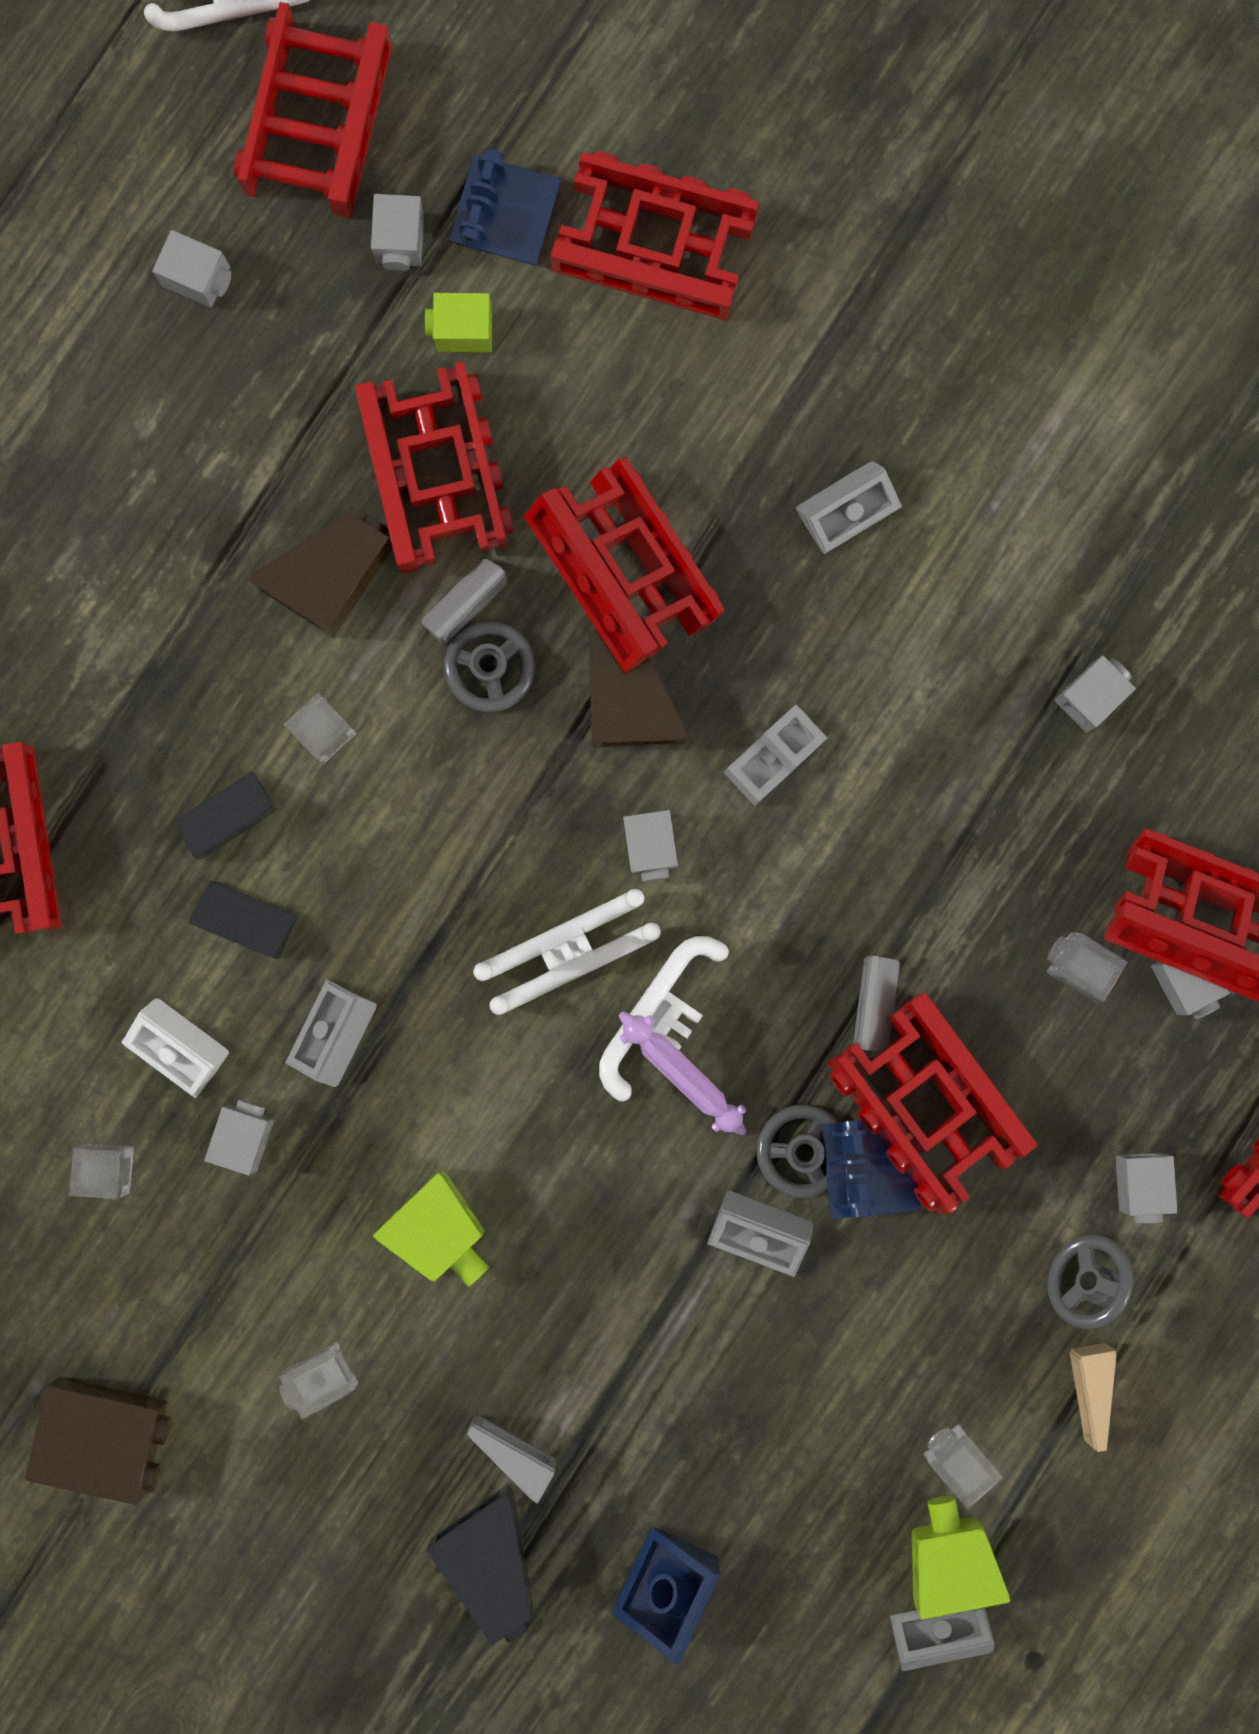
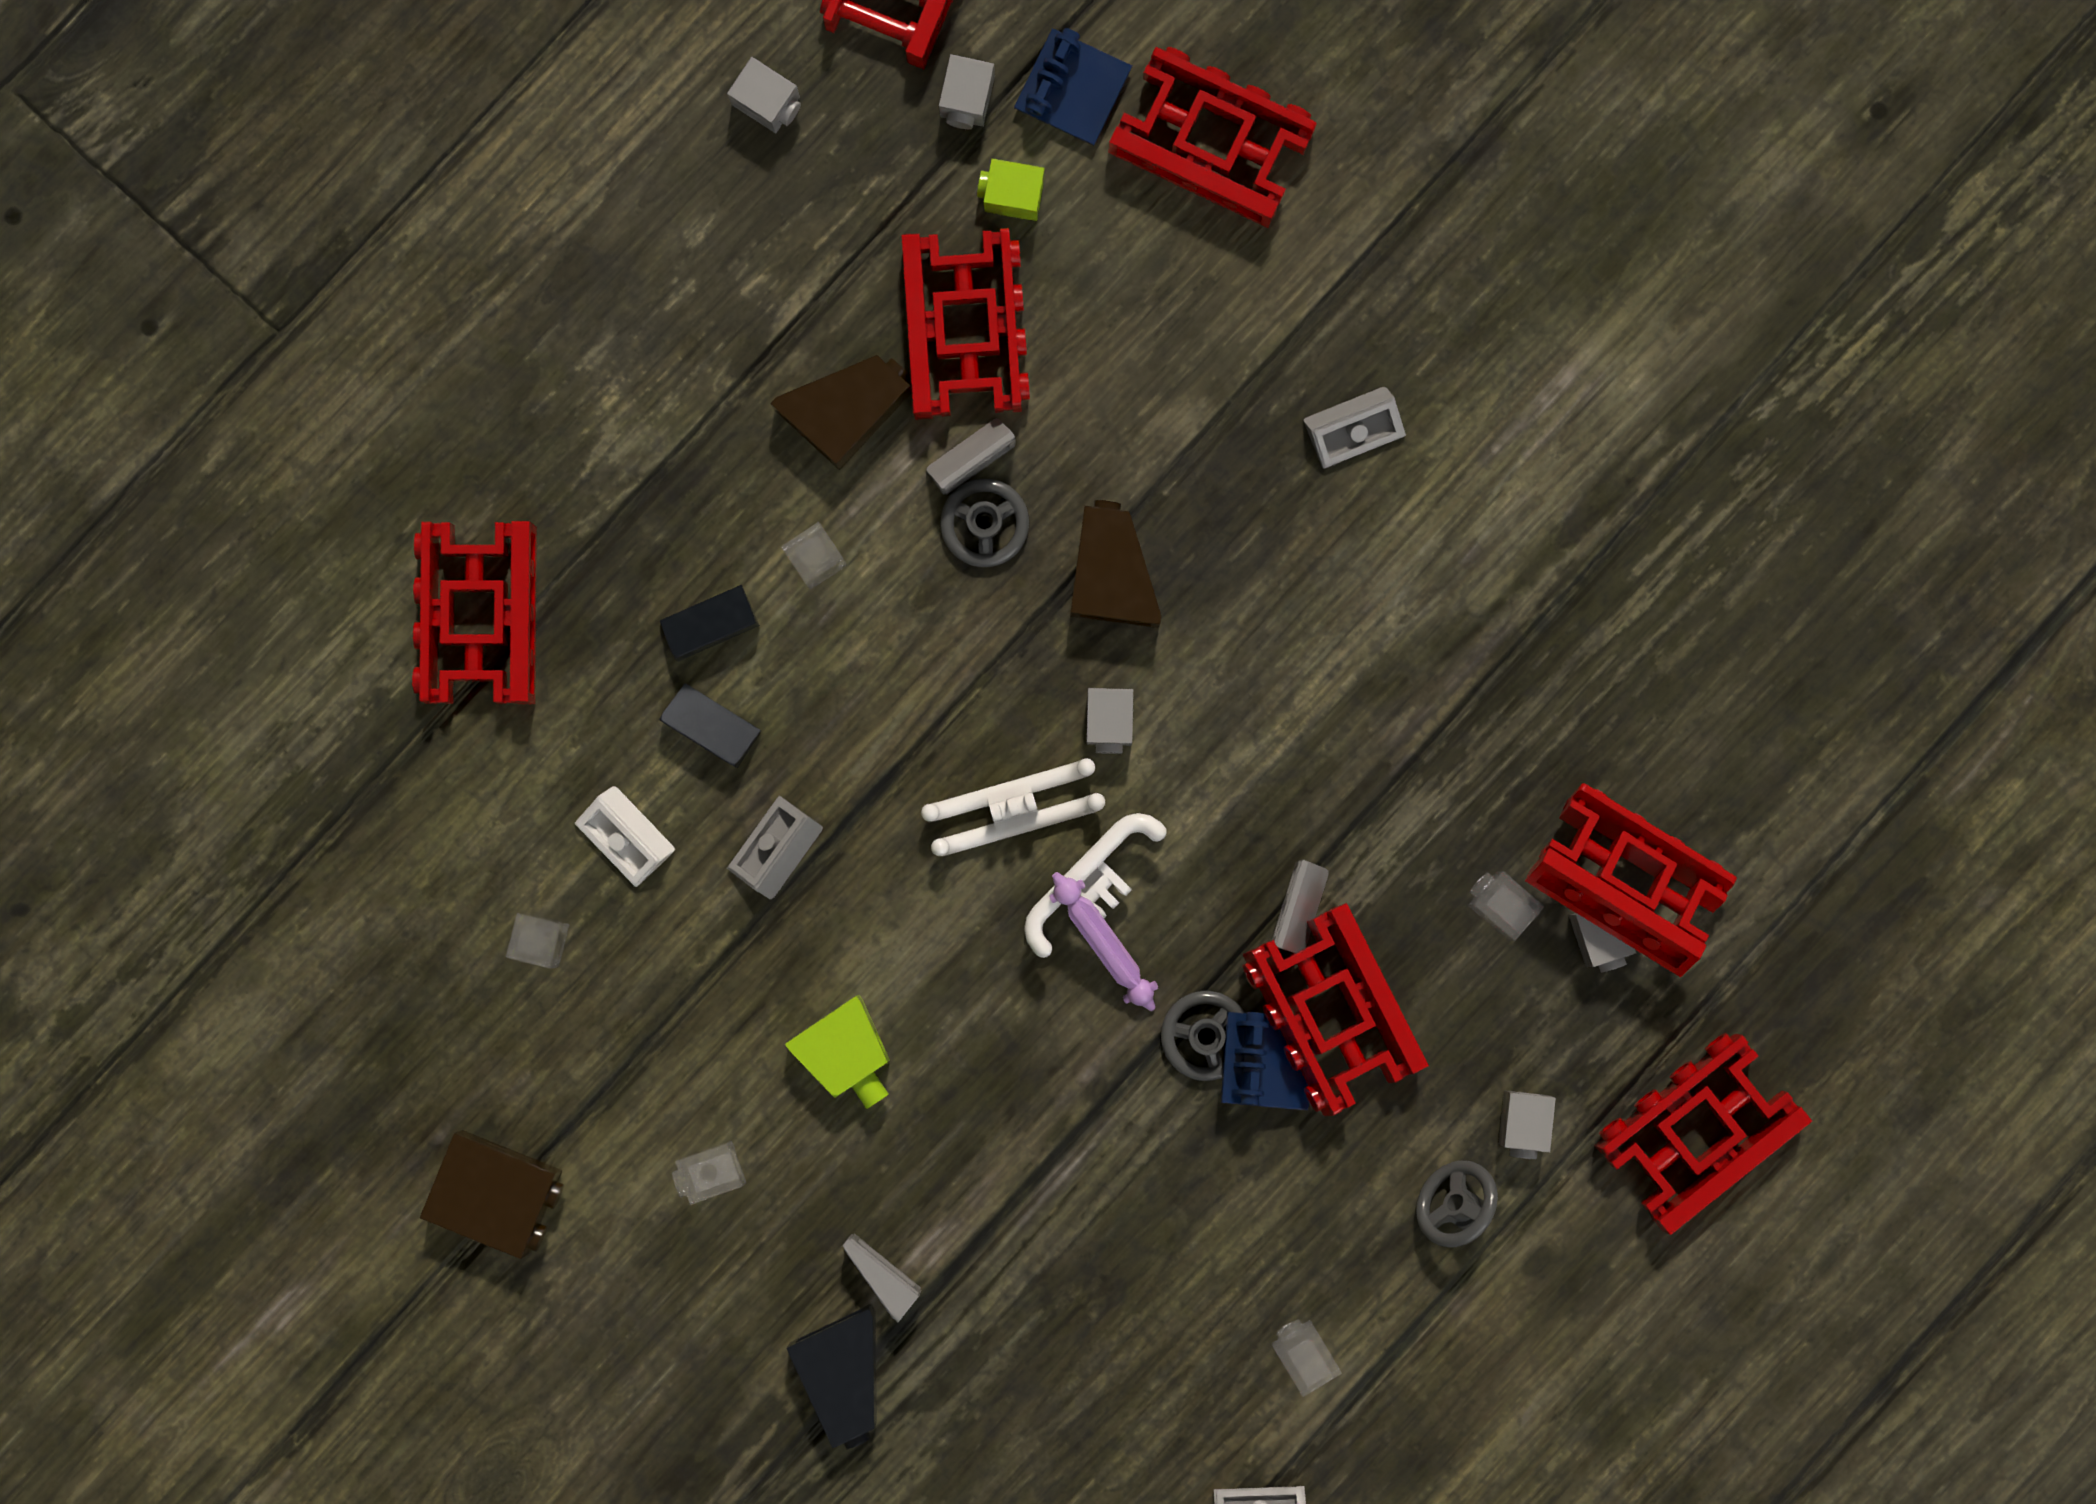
camera: 15 degrees right, 0 degrees up
(240, 1137) = (673, 930): light grey brick -> none
(599, 580) = (1101, 456): red fence -> none
(667, 1592) = (1005, 1428): dark blue slope -> none
(761, 1233) = (1152, 1107): light grey slope -> none
(775, 755) = (1243, 653): light grey slope -> none
(953, 1564) = (1282, 1448): lime torso -> none
(1094, 1381) = (1444, 1300): tan slope -> none
(1096, 693) = (1560, 645): light grey brick -> none

